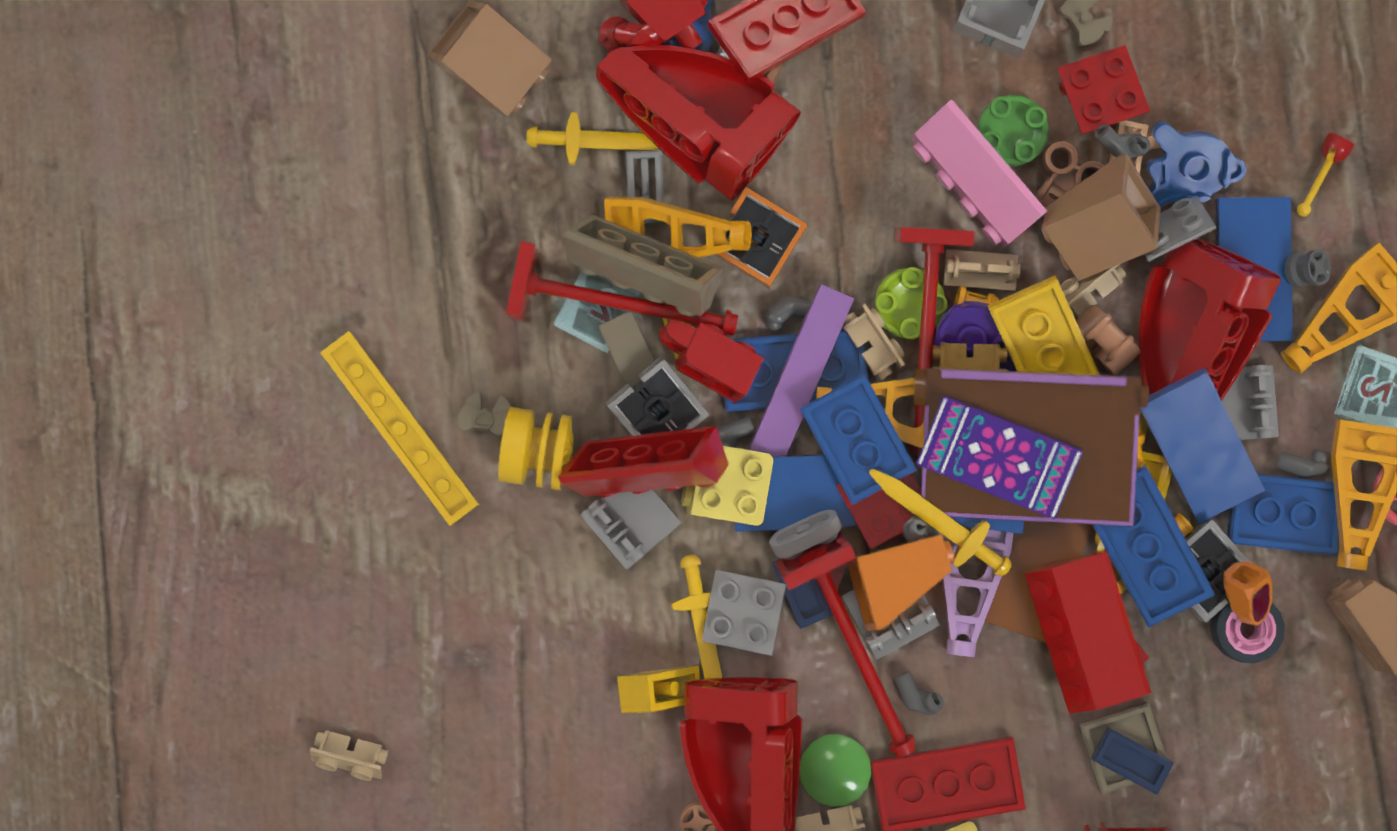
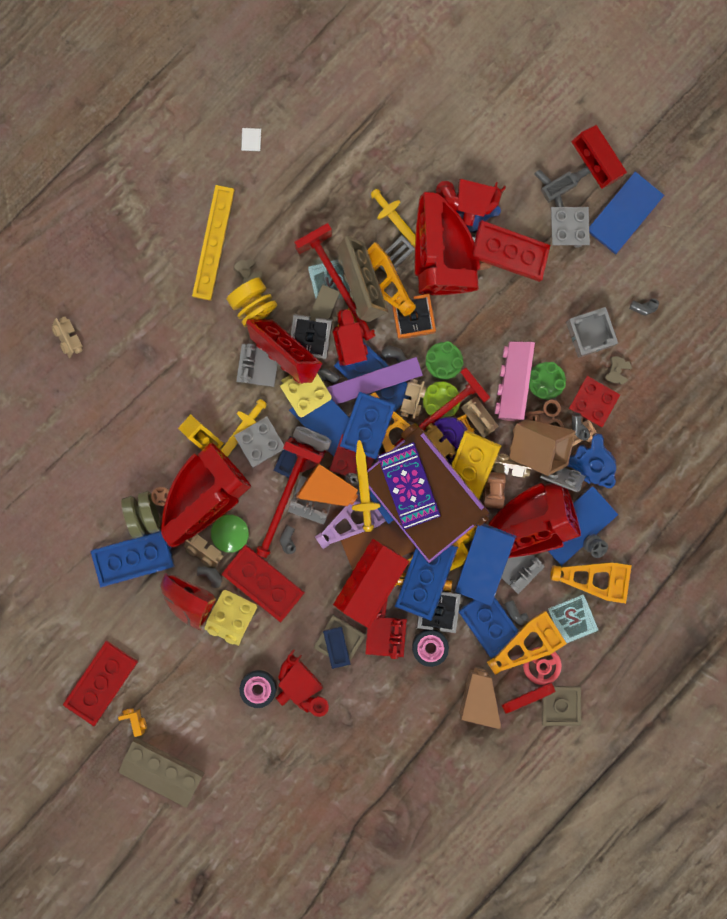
camera: 45 degrees right, 0 degrees up
(298, 244) = (251, 139): none -> white sticker
(490, 58) = (391, 148): medium nougat slope -> none
(857, 249) = (444, 360): none -> bright green dish
(1180, 677) = (386, 637): none -> red hinge
(1248, 591) = (443, 633): orange rock -> none
(1335, 150) = (653, 516): hinge -> none

